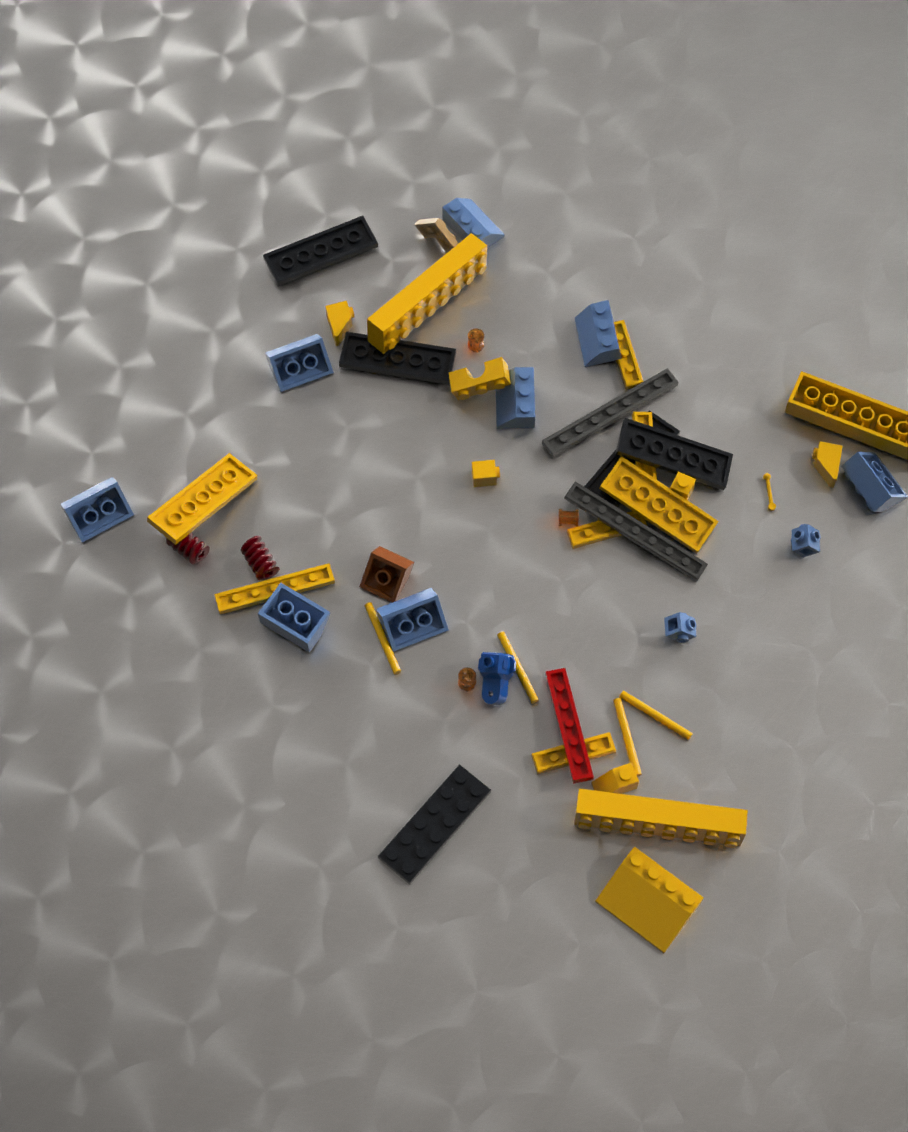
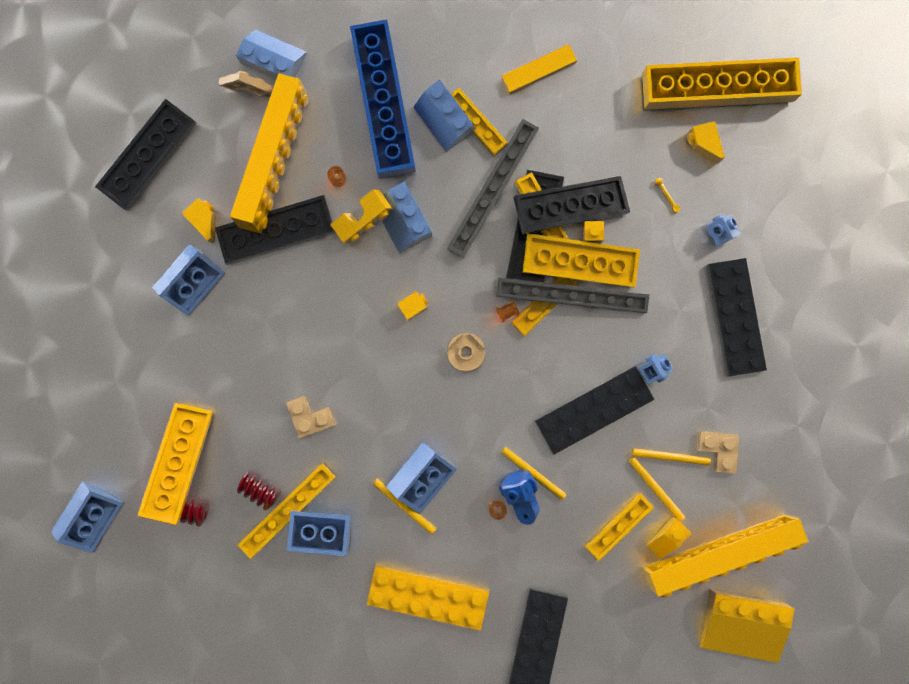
camera: 25 degrees left, 20 degrees up
(336, 527) = (307, 422): none -> tan plate
(360, 727) = (428, 597): none -> yellow plate
(386, 574) = (376, 446): dark orange slope -> none
(516, 525) = (466, 341): none -> tan plate
(550, 298) = (382, 99): none -> blue brick
(569, 726) = (606, 509): red plate -> none
(604, 640) = (594, 410): none -> black plate
(704, 337) = (539, 69): none -> yellow tile
(712, 730) = (726, 447): none -> tan plate
(781, 624) = (736, 317): none -> black plate
(873, 481) = (755, 141): medium blue slope -> none

